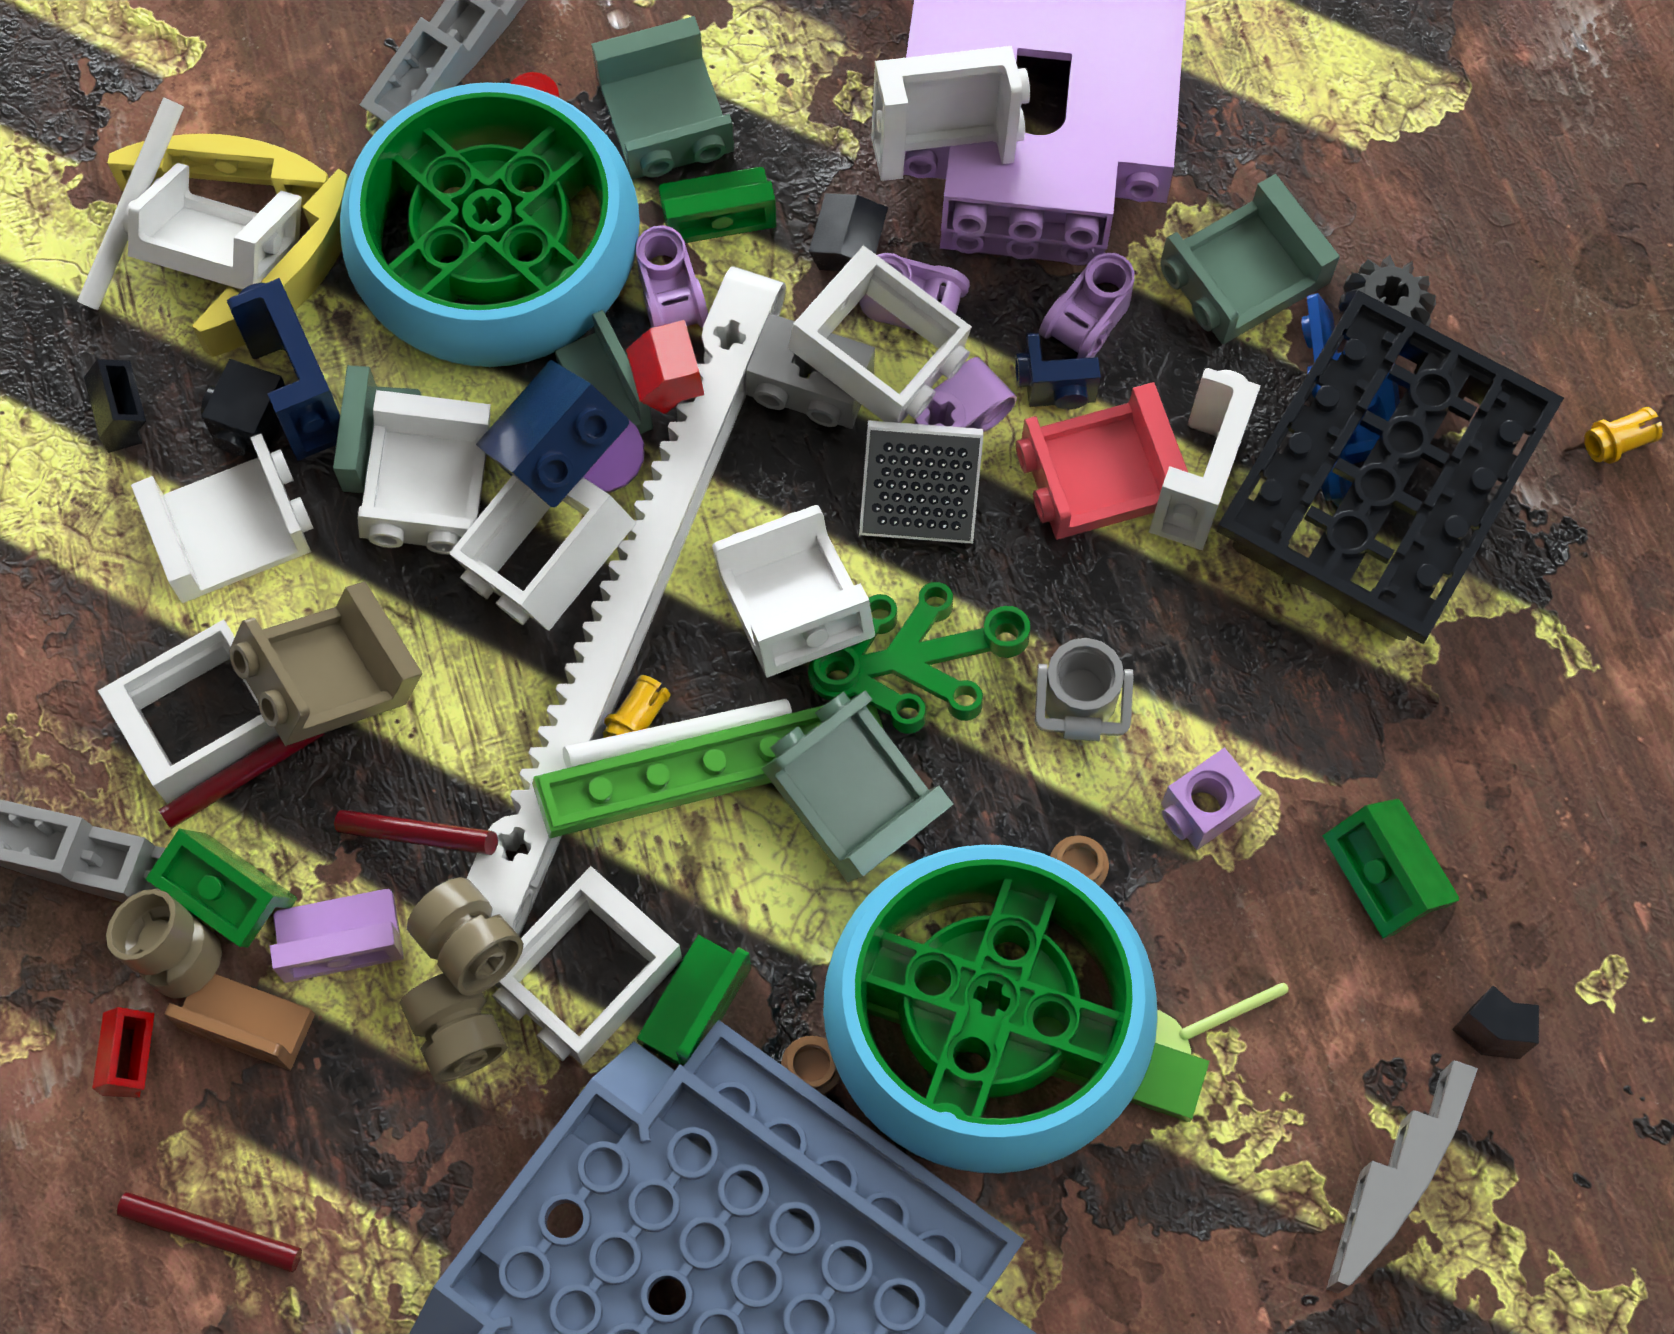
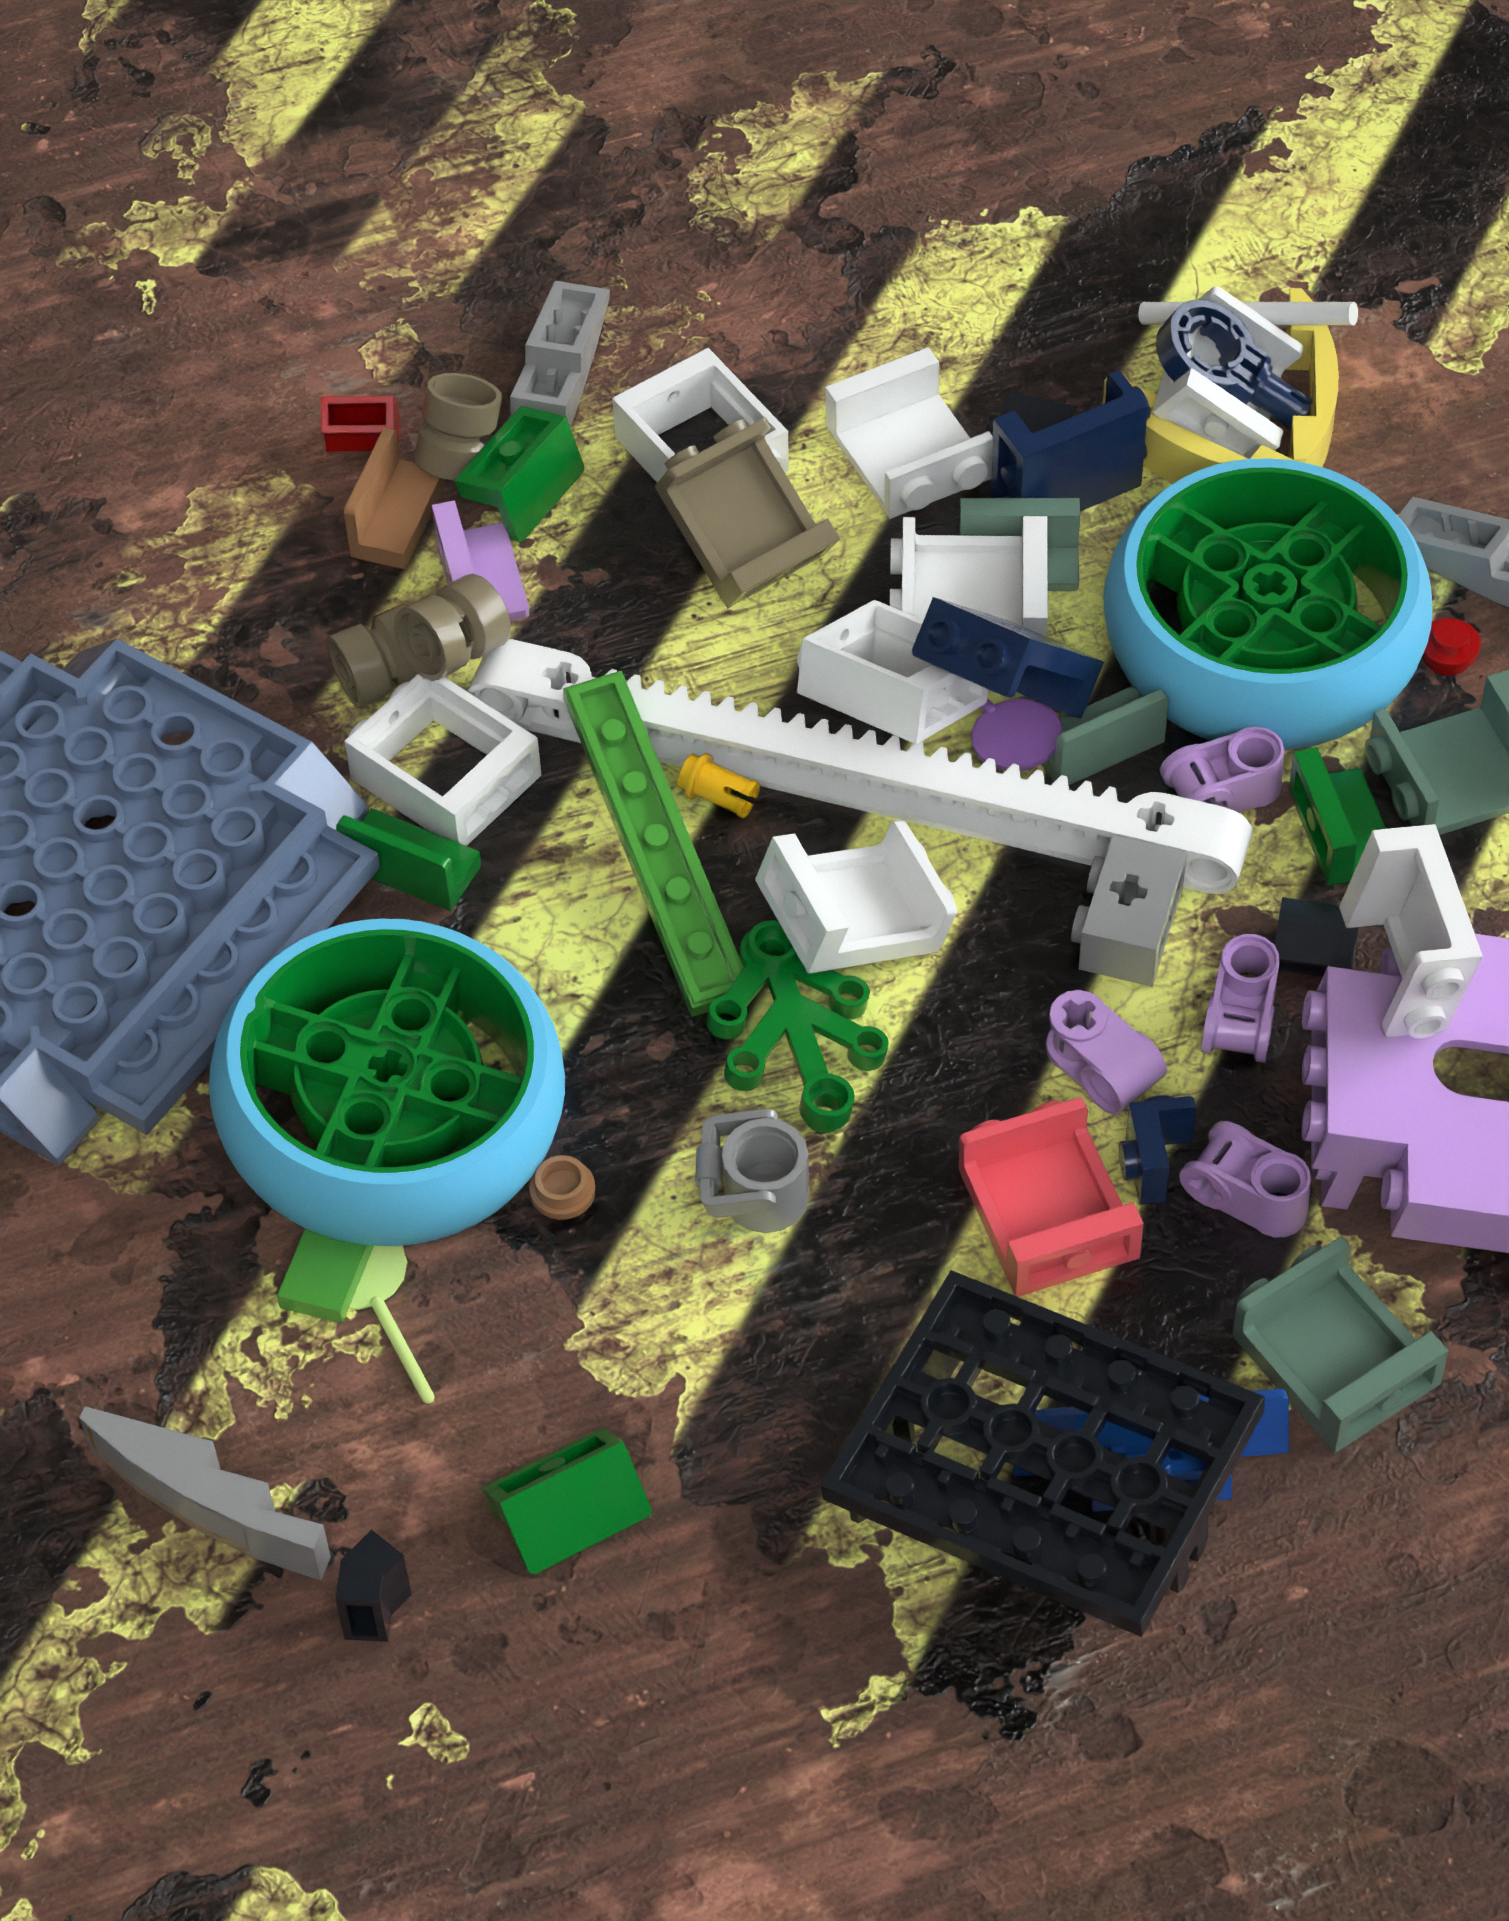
camera: 90 degrees right, 15 degrees down
(115, 429) = (1027, 340): black piece -> none
(209, 1232) = (195, 509): dark red bar -> none
(218, 212) = (1243, 365): none -> dark blue pin
(230, 779) = (630, 469): dark red bar -> none
(416, 832) = (576, 607): dark red bar -> none
(664, 734) = (690, 808): white bar -> none
(665, 367) = (1101, 755): red piece -> none
(852, 786) = (638, 962): sand green panel -> none
(888, 287) = (1178, 884): white window -> none
(921, 481) = (996, 1005): tile -> none
(1191, 501) = (1056, 1279): white panel -> none
(1220, 778) = (642, 1328): lavender brick -> none
(1391, 286) = (1319, 1481): dark grey gear -> none
(1610, 439) = (1145, 1767): yellow pin -> none

